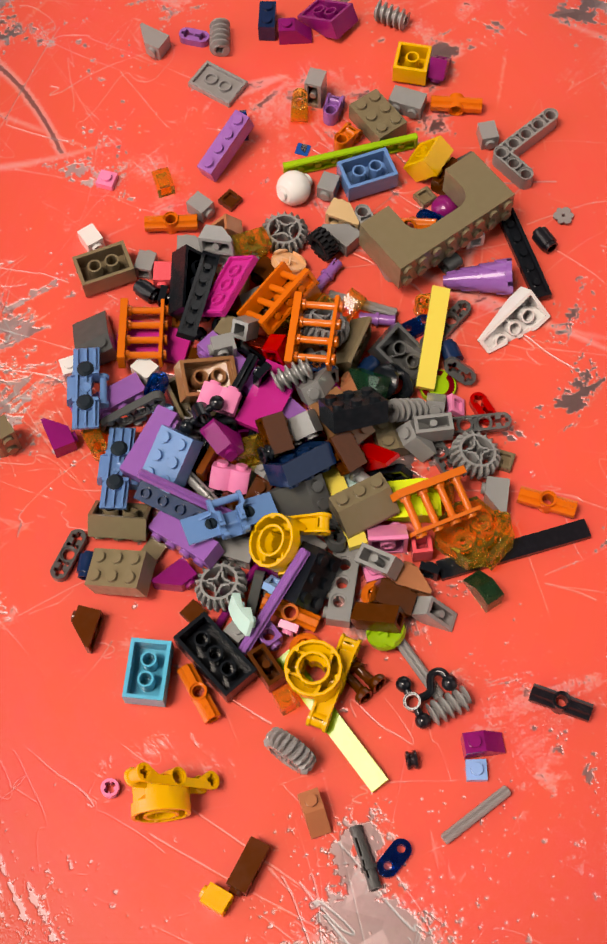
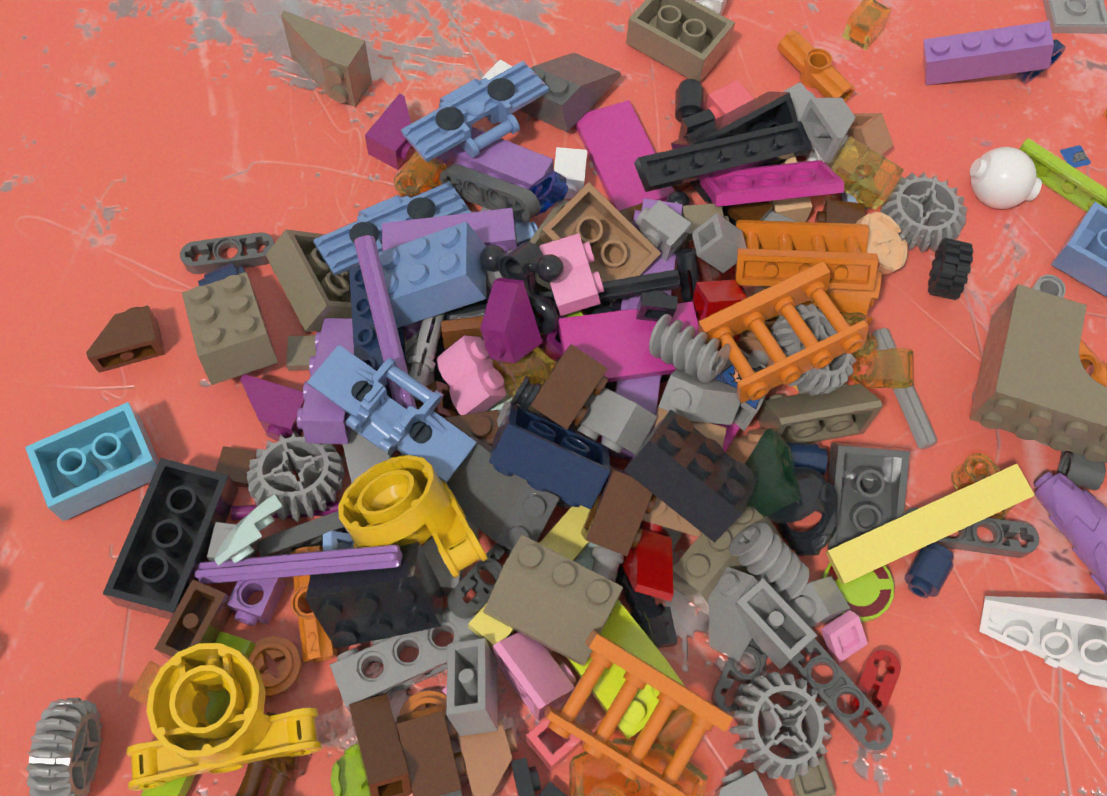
camera: 50 degrees right, 0 degrees up
(127, 325) = (615, 104): orange fence -> none
(145, 263) = (726, 70): light grey brick -> none
(200, 205) = (871, 86): light grey brick -> none
(204, 704) = (89, 572): orange piece -> none
(230, 200) = (914, 117): reddish brown tile -> none
(289, 628) = (284, 619): bright pink plate -> none
(328, 186) = (1048, 221): light grey brick -> none
(328, 273) = (908, 309): medium lavender pin -> none
(341, 213) = (1018, 262): tan slope -> none
(345, 235) = (985, 288): light grey slope -> none
(380, 319) = (897, 424): medium lavender pin -> none
(416, 326) = (931, 485): clear blue plate -> none
(457, 373) = (917, 602): dark grey beam -> none

